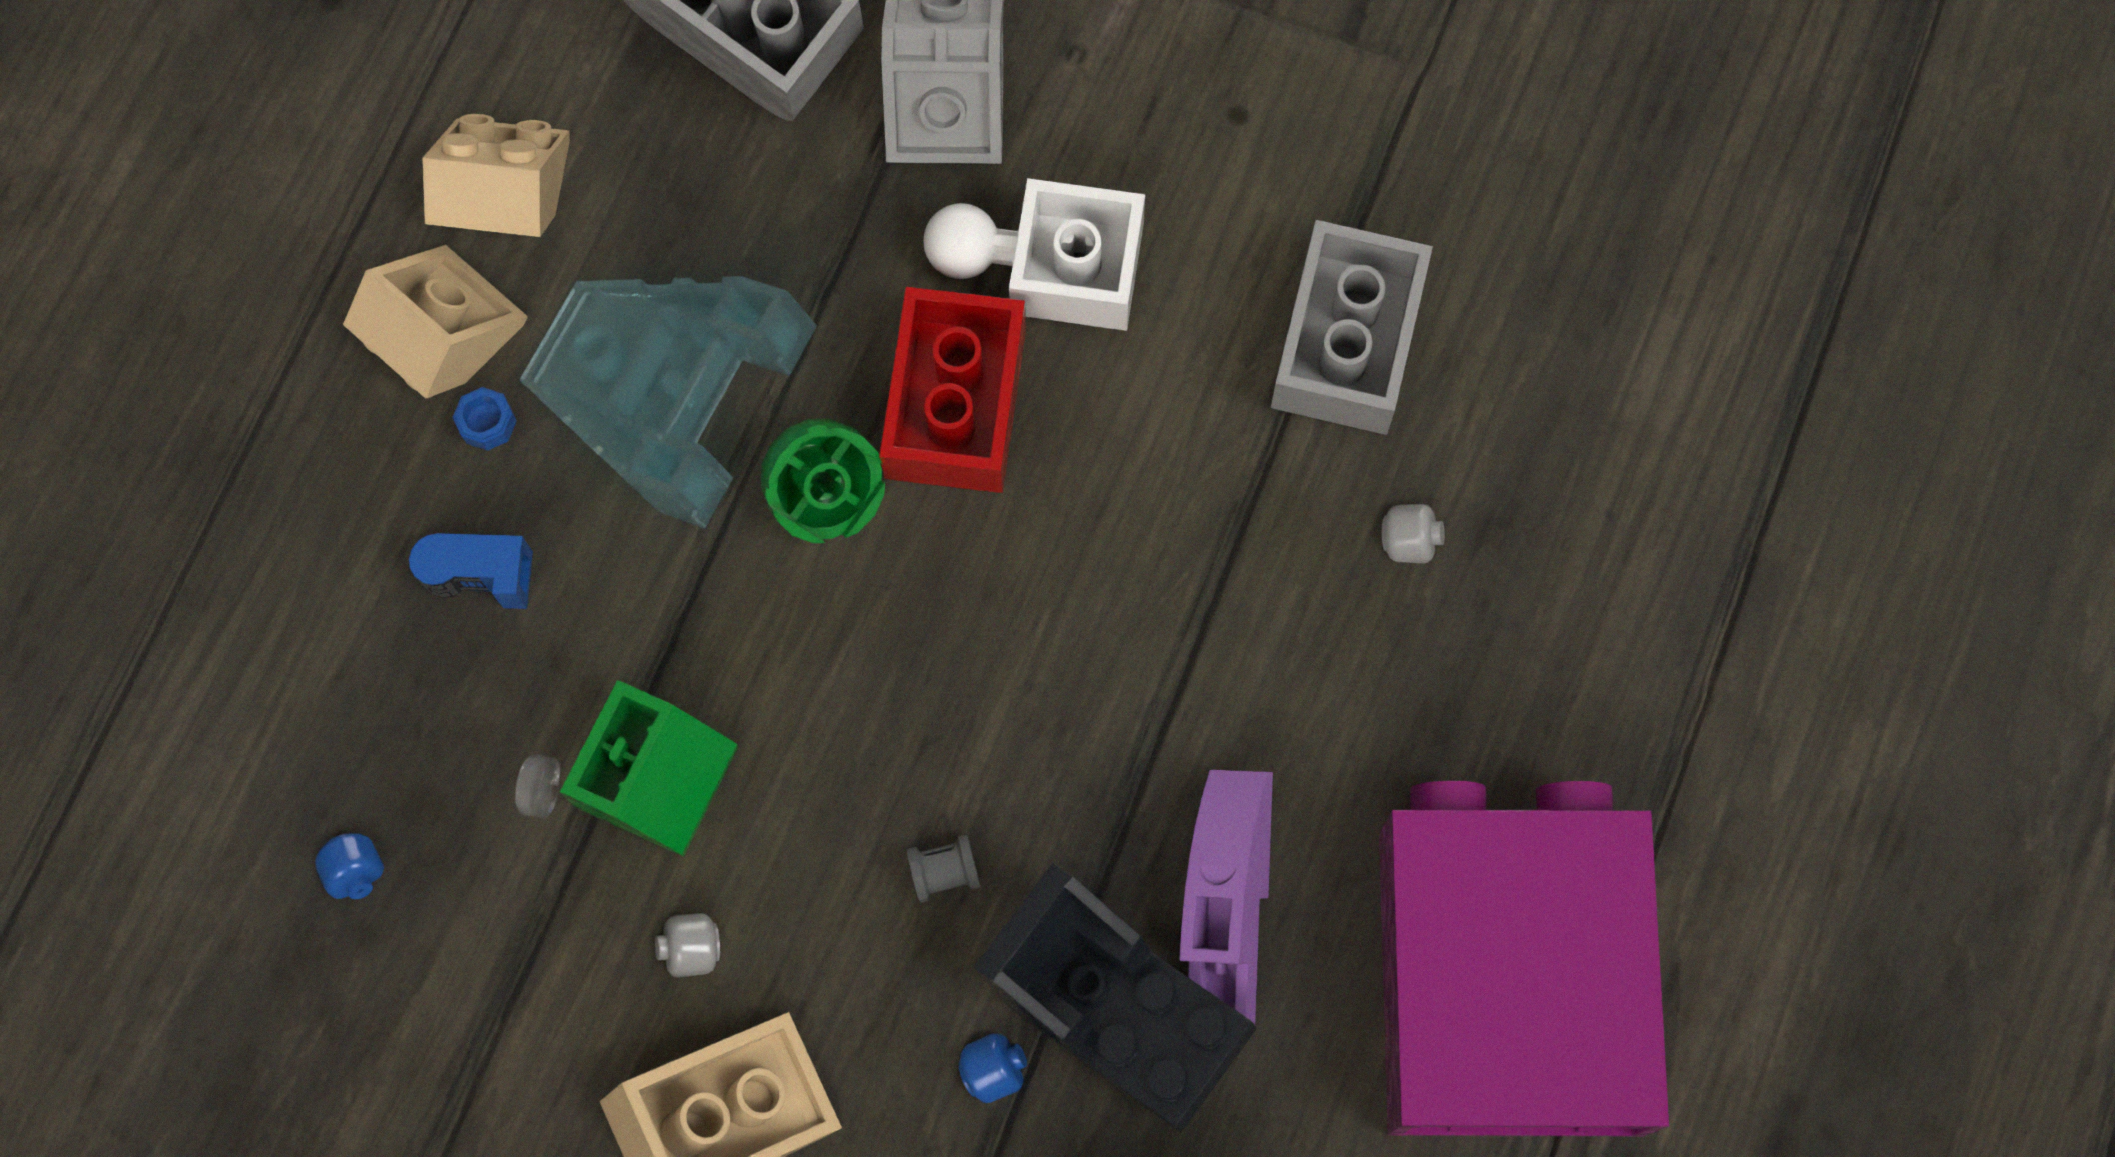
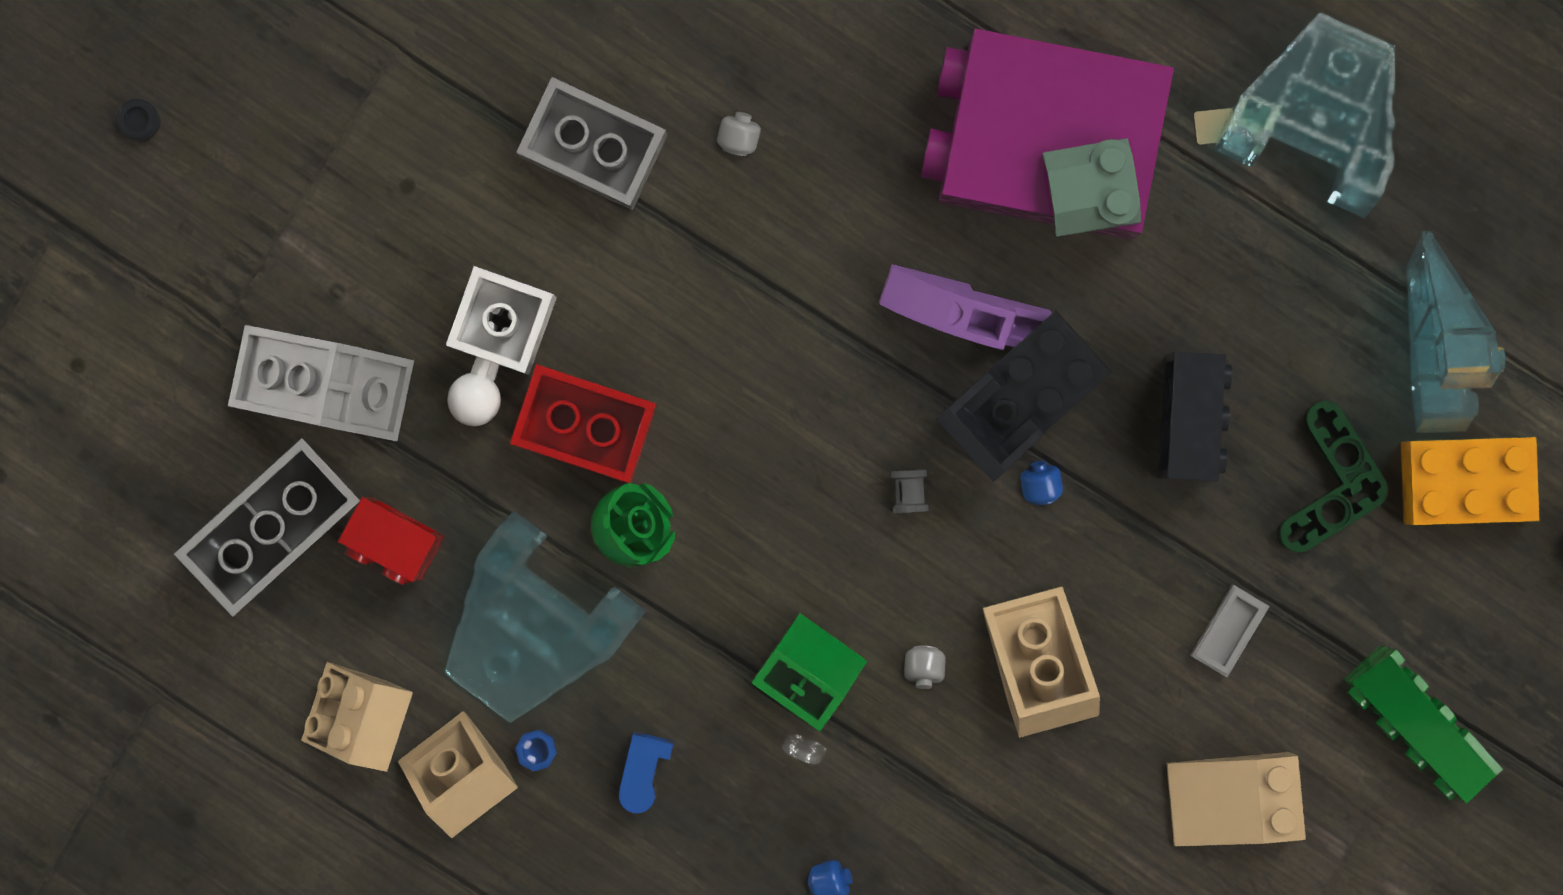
camera: 80 degrees left, 15 degrees up
(744, 164) = (390, 539): none -> red brick
(1454, 1031) = (1093, 187): none -> sand green slope

